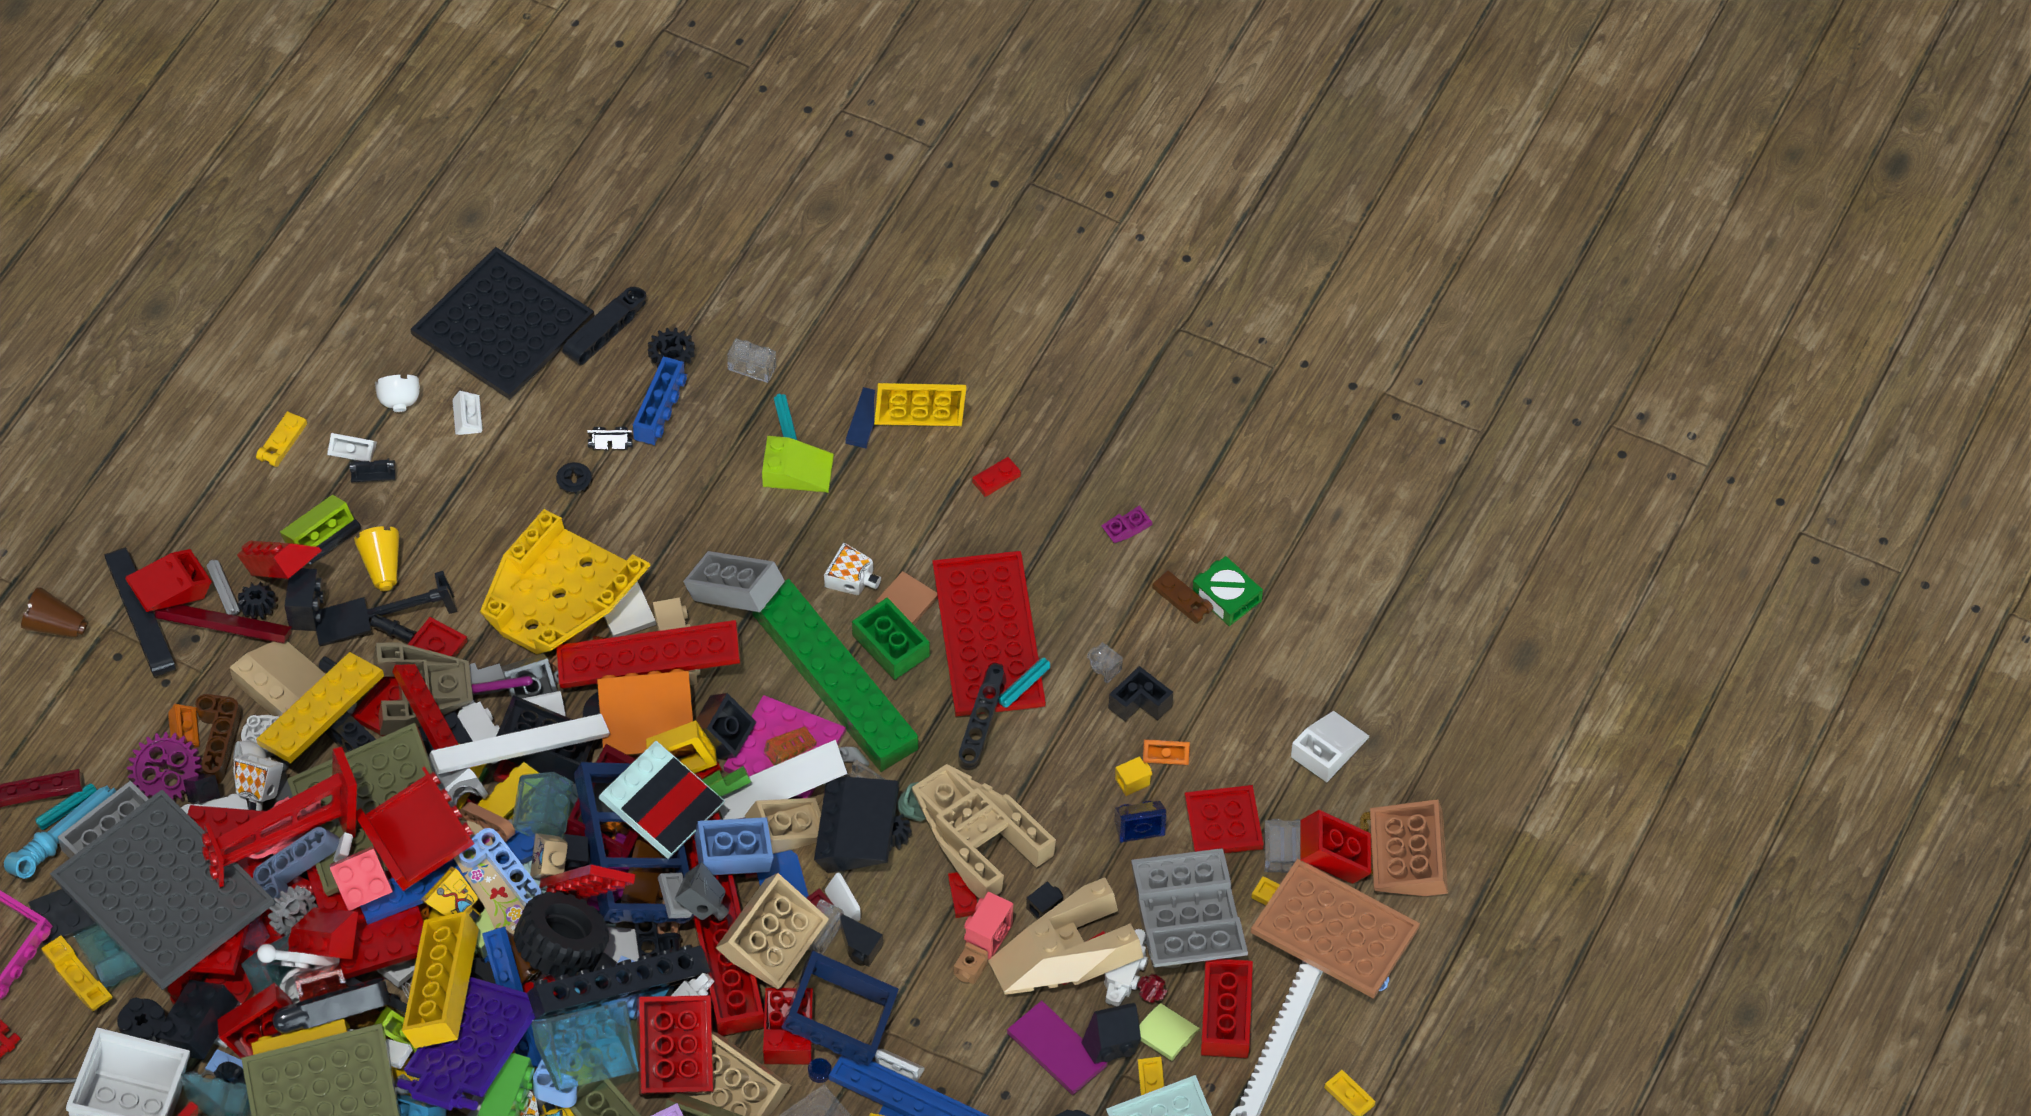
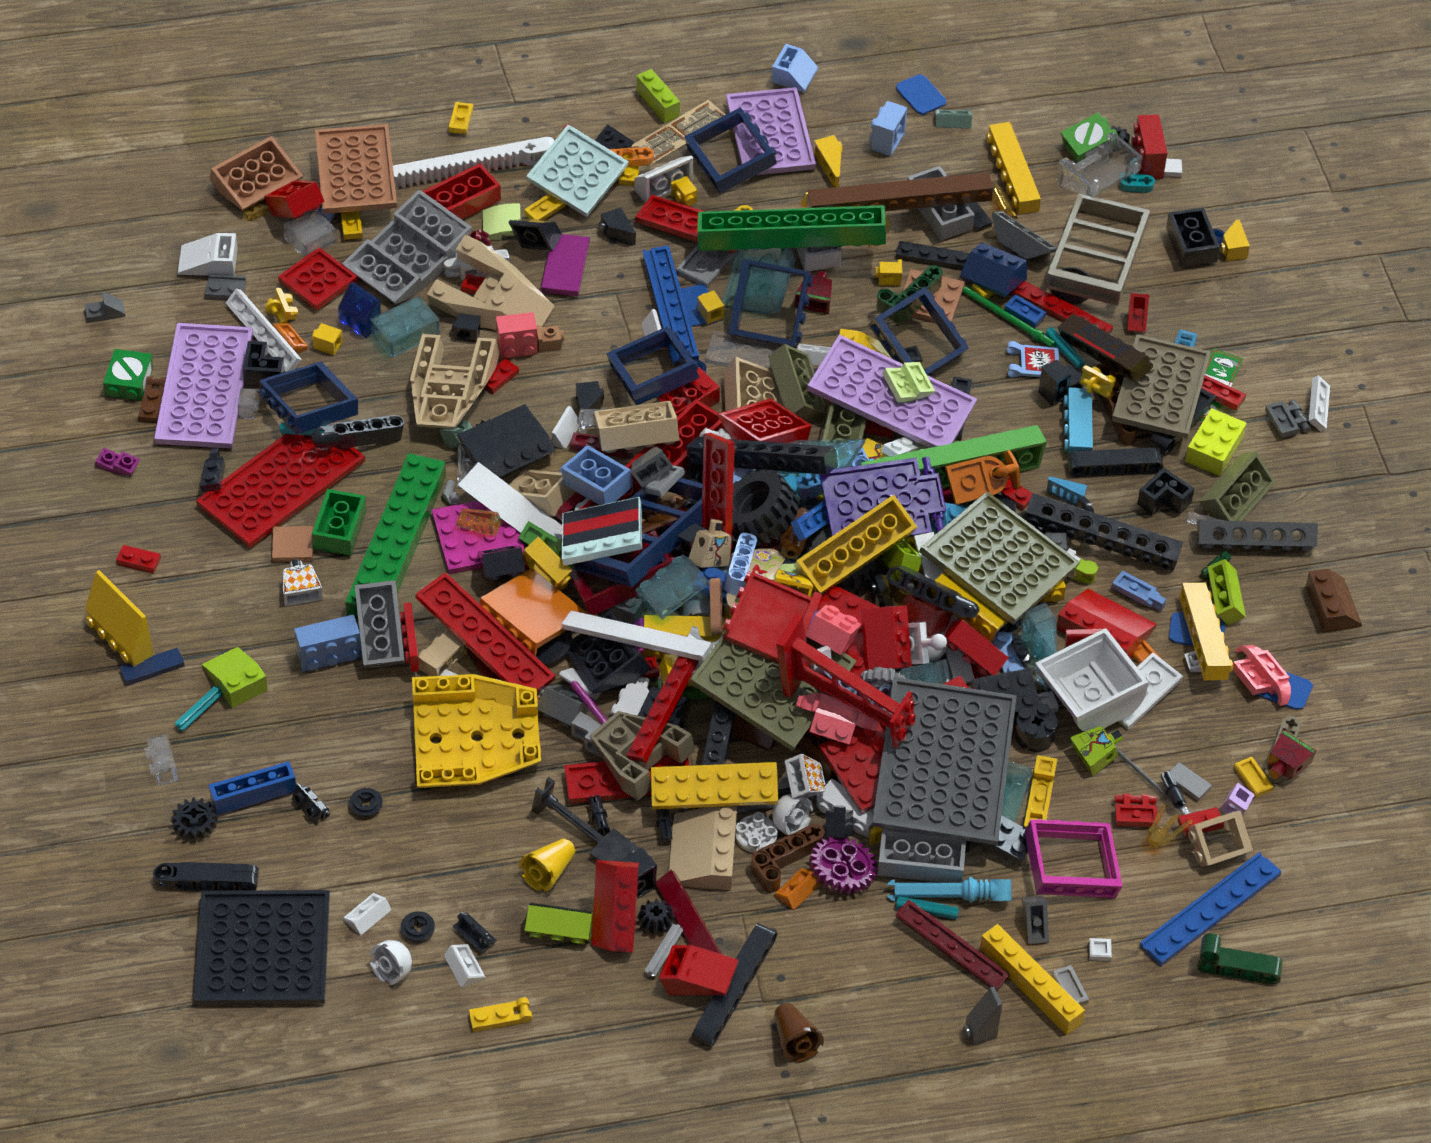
camera: 130 degrees left, 5 degrees down
(69, 1054) = (1096, 748): none -> lime torso
(414, 430) = (424, 920): none -> black gear
(707, 609) = (408, 631): none -> red hinge
(760, 532) = (328, 643): none -> medium blue brick
(1044, 584) = (212, 472): none -> black hinge
(1053, 733) = (317, 372): none -> dark blue window
(1090, 847) = (404, 325): none -> clear light blue brick
(1165, 641) = (203, 386): none -> lavender plate
(1199, 732) = (262, 329): none -> white plate
(1219, 768) = (280, 306): none -> yellow hips
(1278, 740) = (222, 286): none -> dark grey plate
(1334, 626) = (104, 310): none -> dark grey slope

